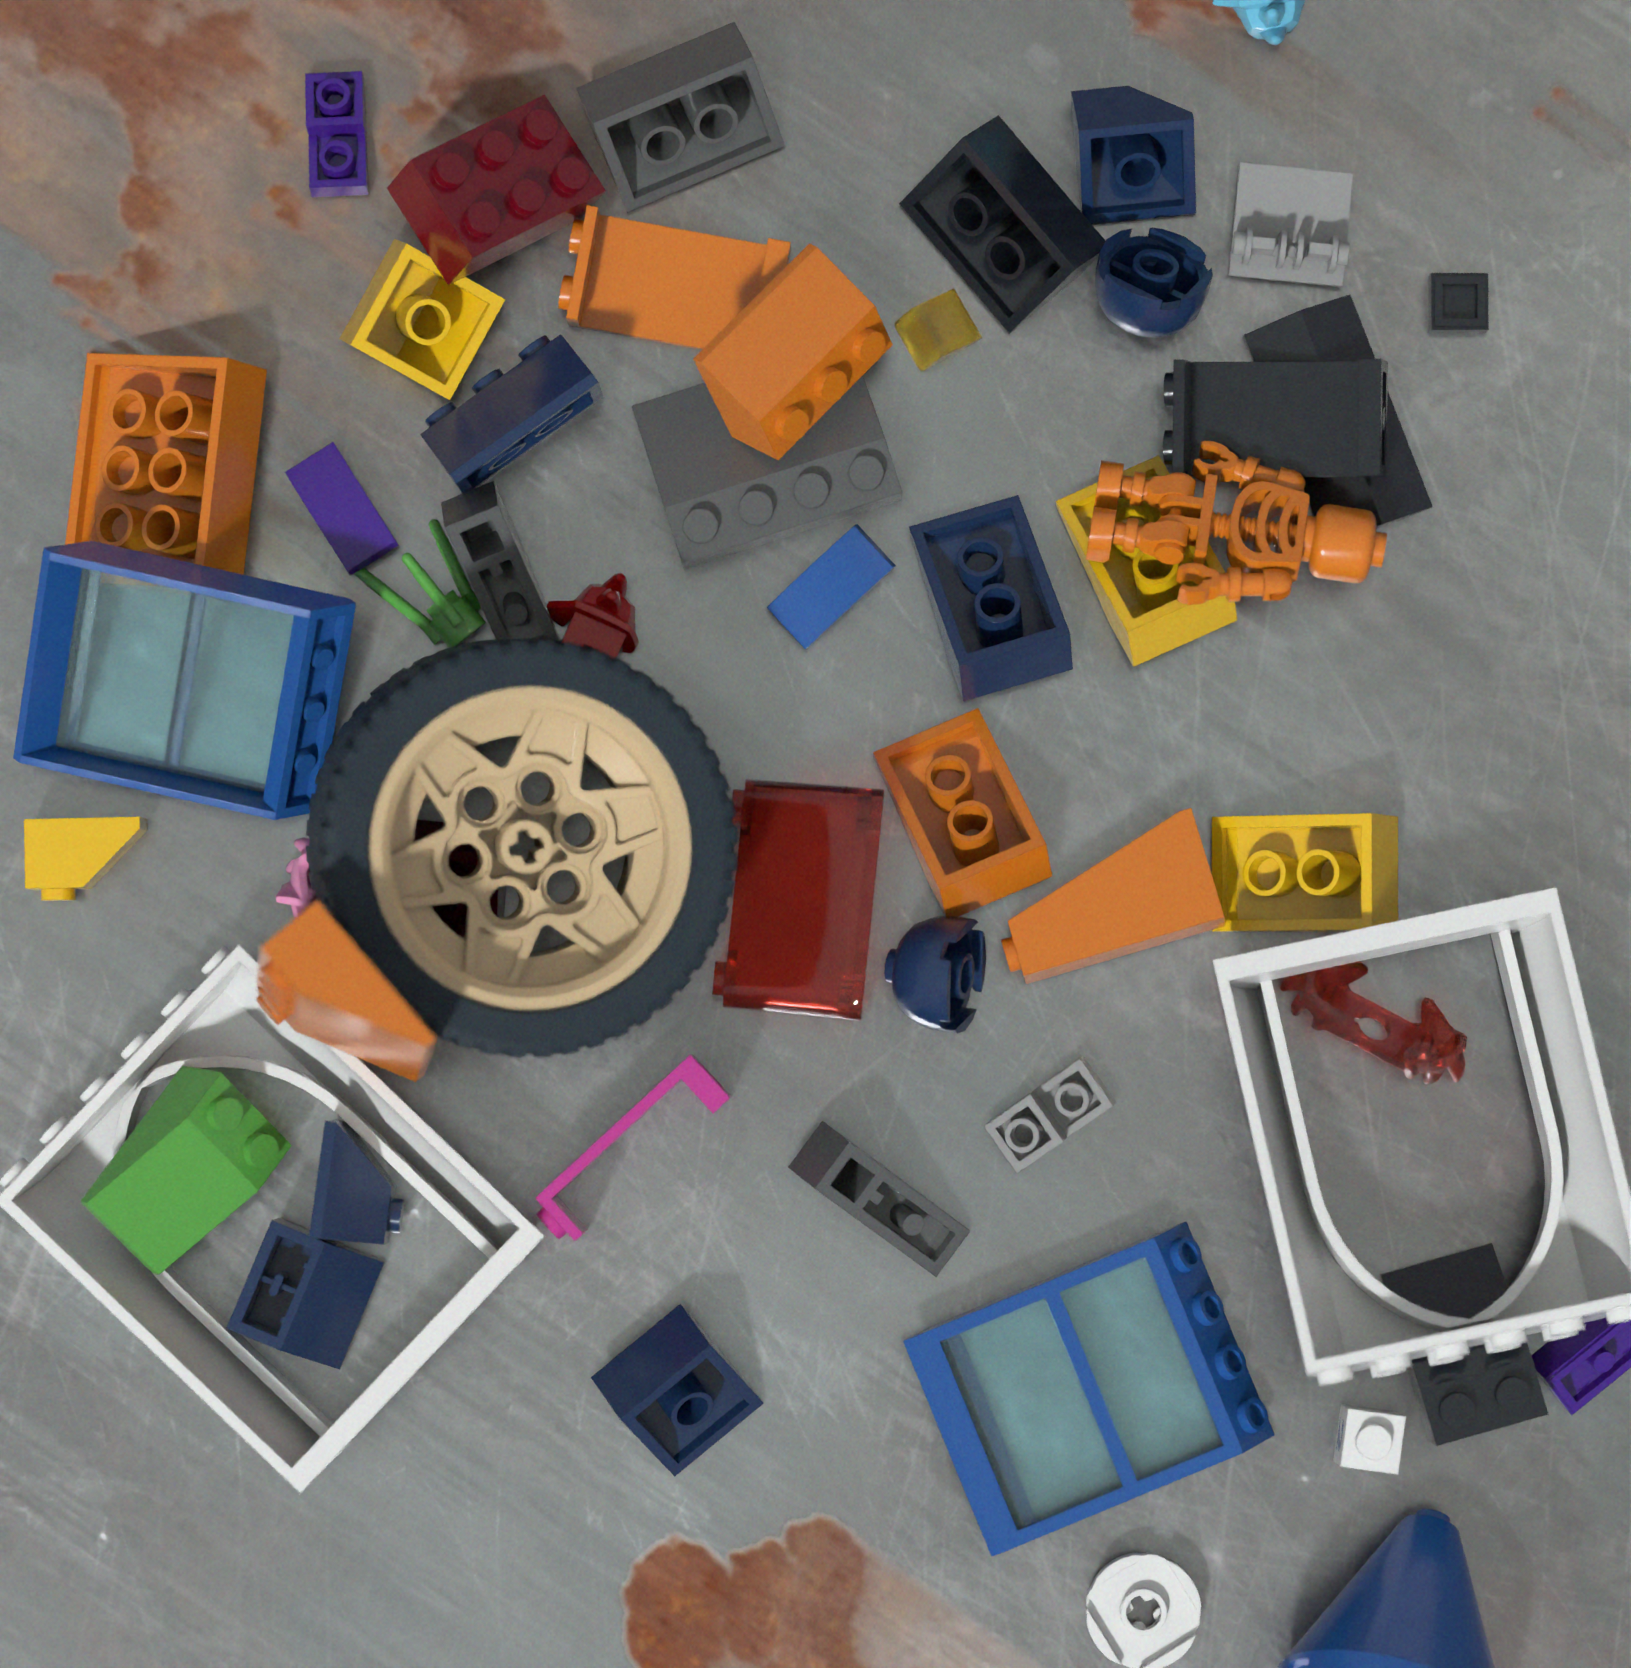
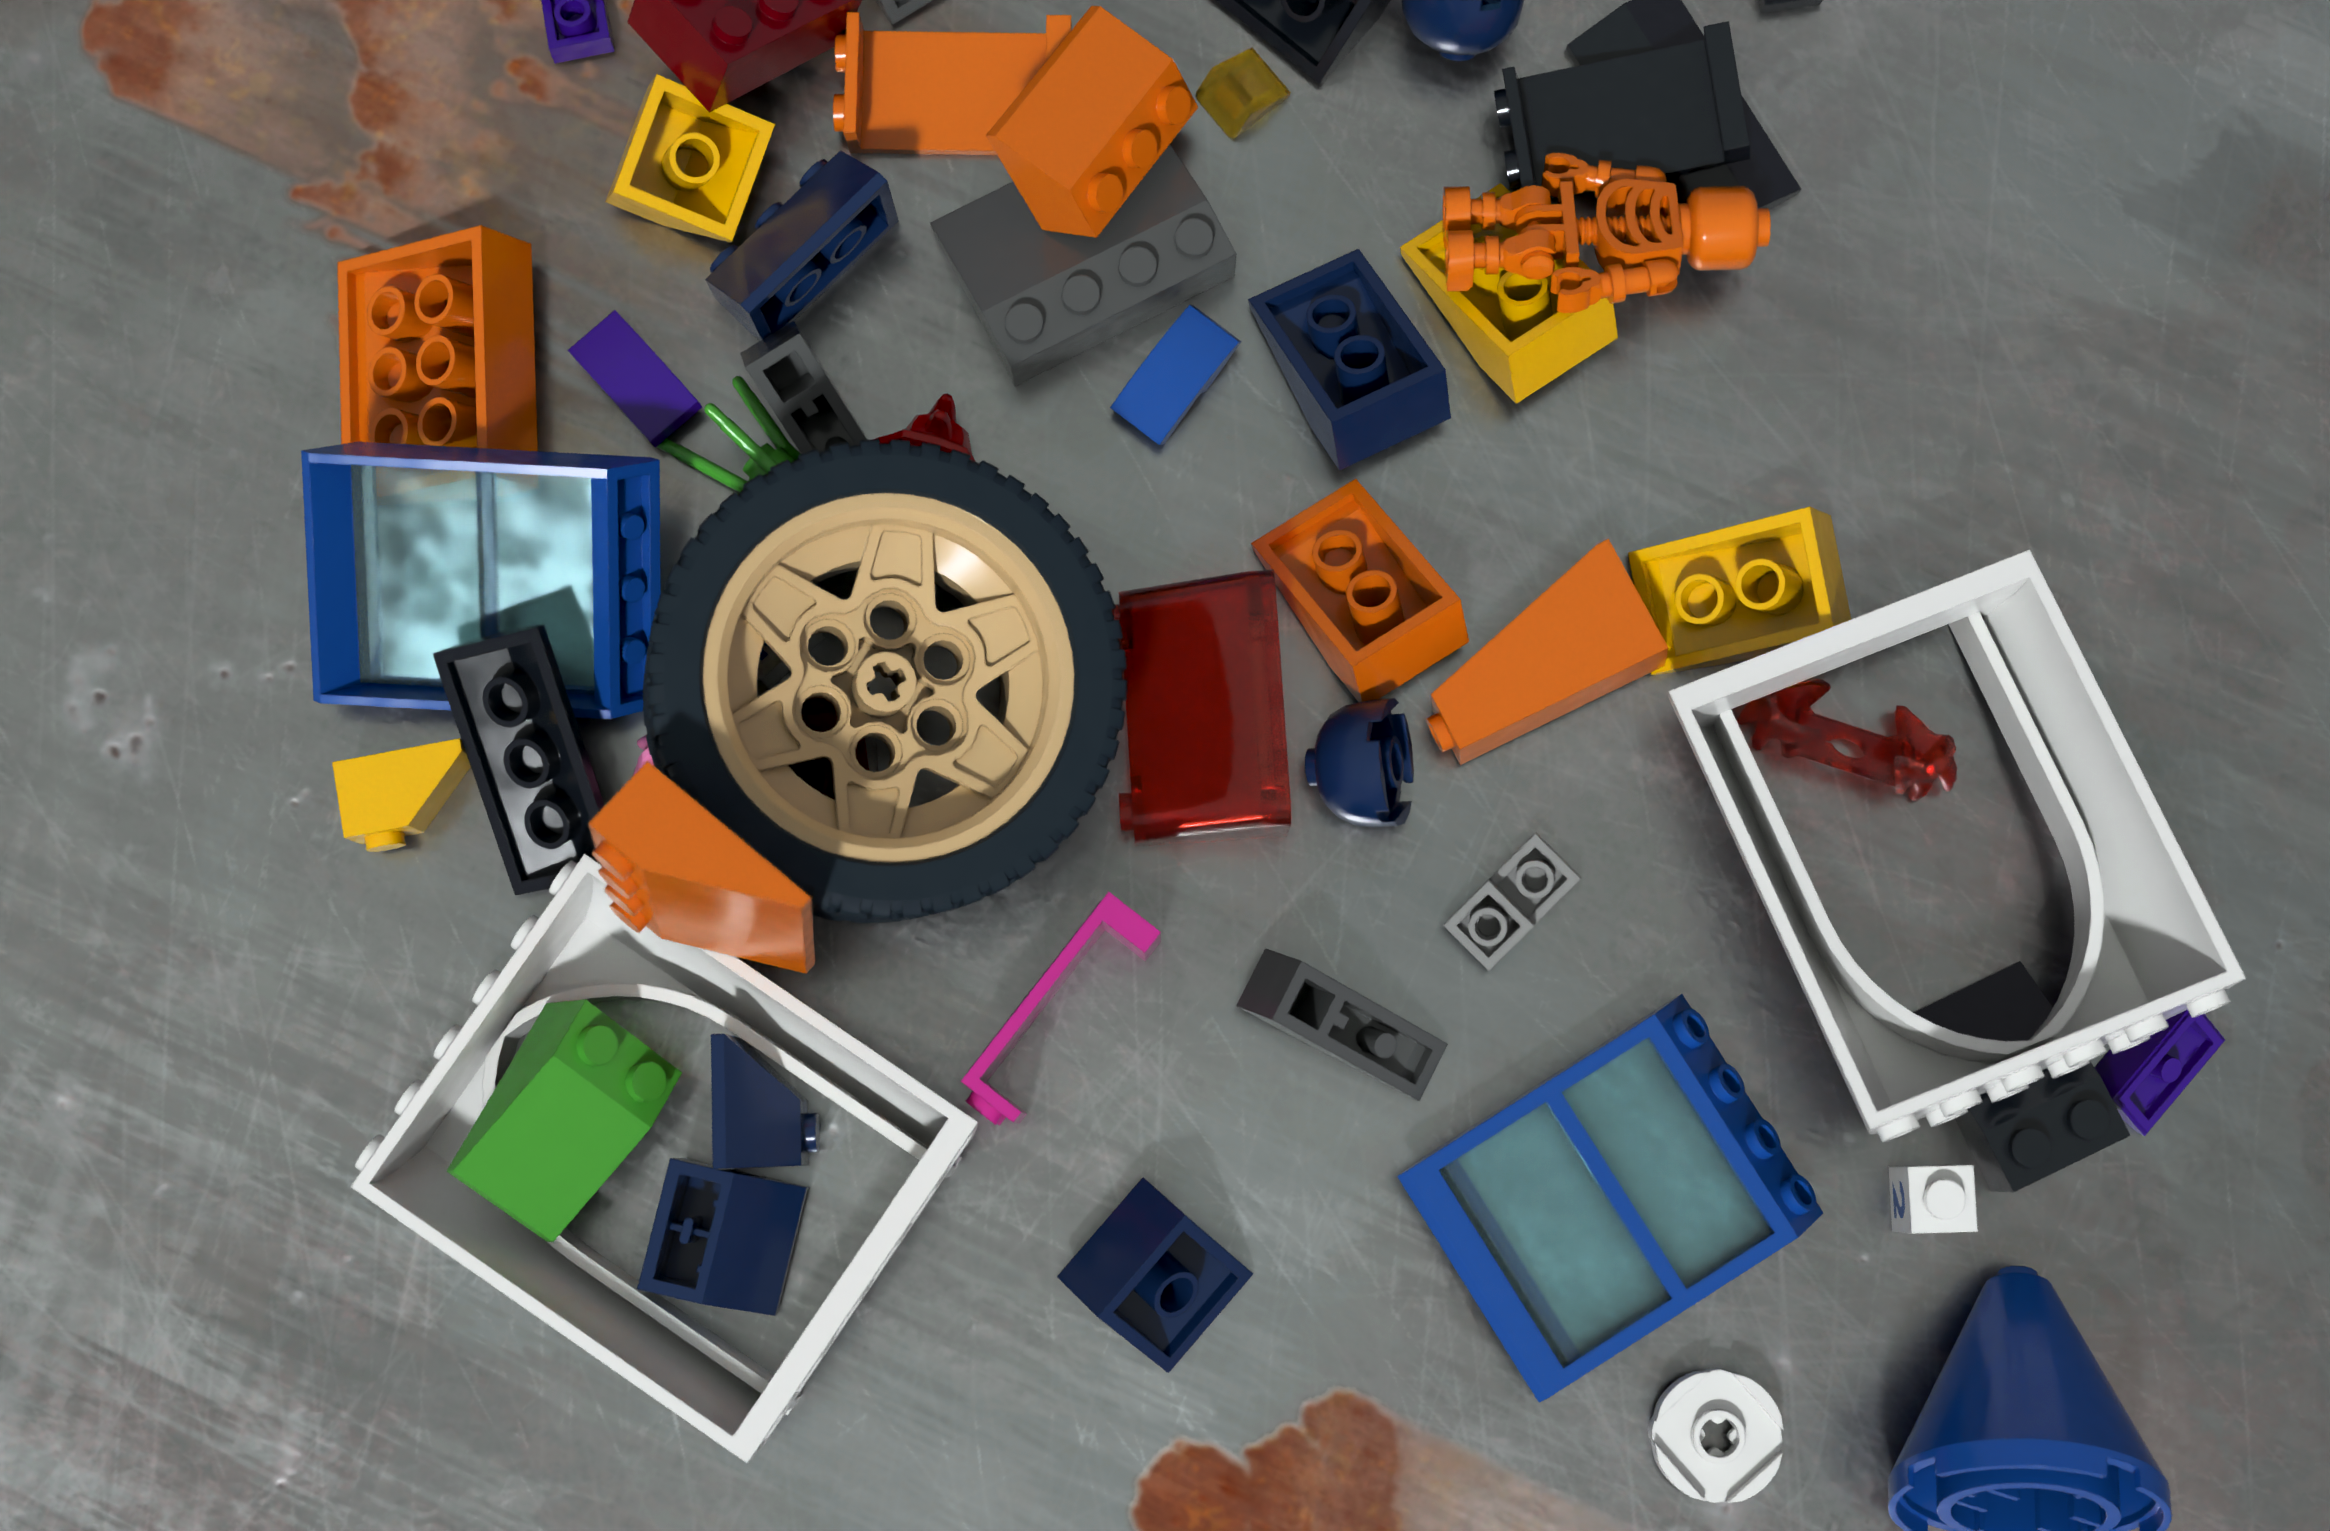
camera: 10 degrees left, 5 degrees down
(197, 843) = (523, 751): none -> black slope

